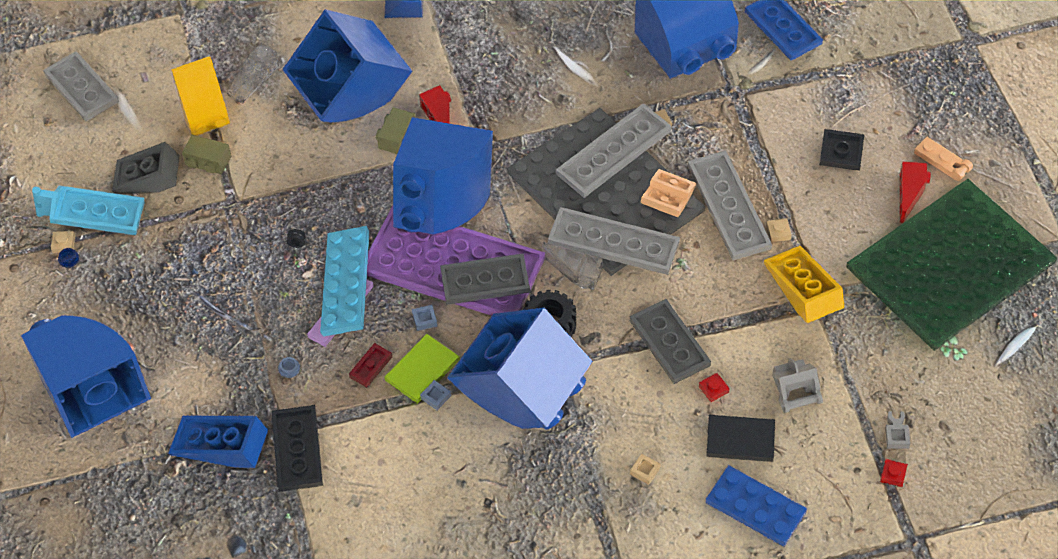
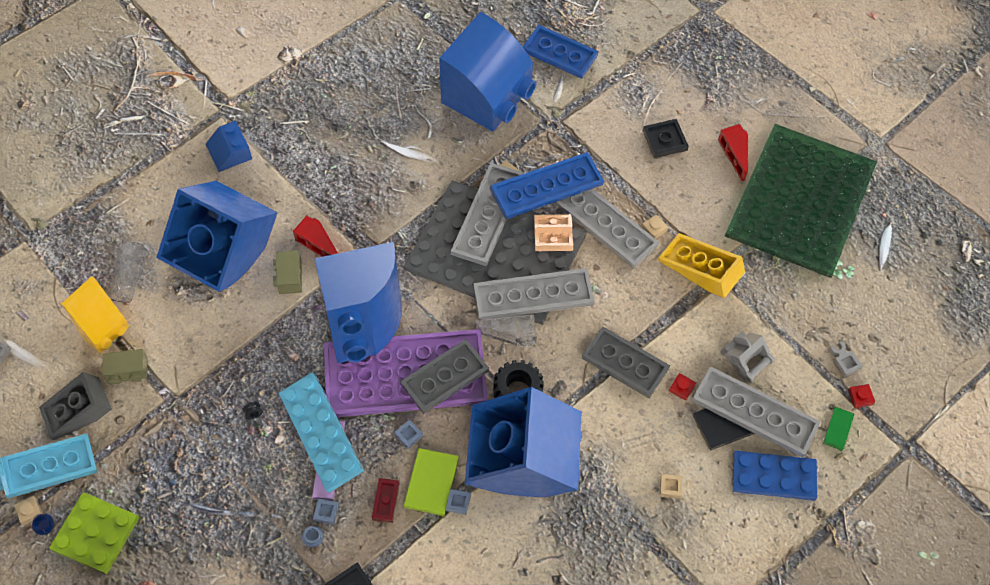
camera: 30 degrees left, 5 degrees up
(106, 284) = (94, 533): none -> lime plate
(312, 351) = (326, 511): none -> sand blue plate
(686, 145) = (546, 185): none -> blue plate
(771, 438) = (756, 411): none -> light grey plate
(849, 492) = (838, 428): none -> green tile
(943, 159) = (745, 115): light nougat plate -> none

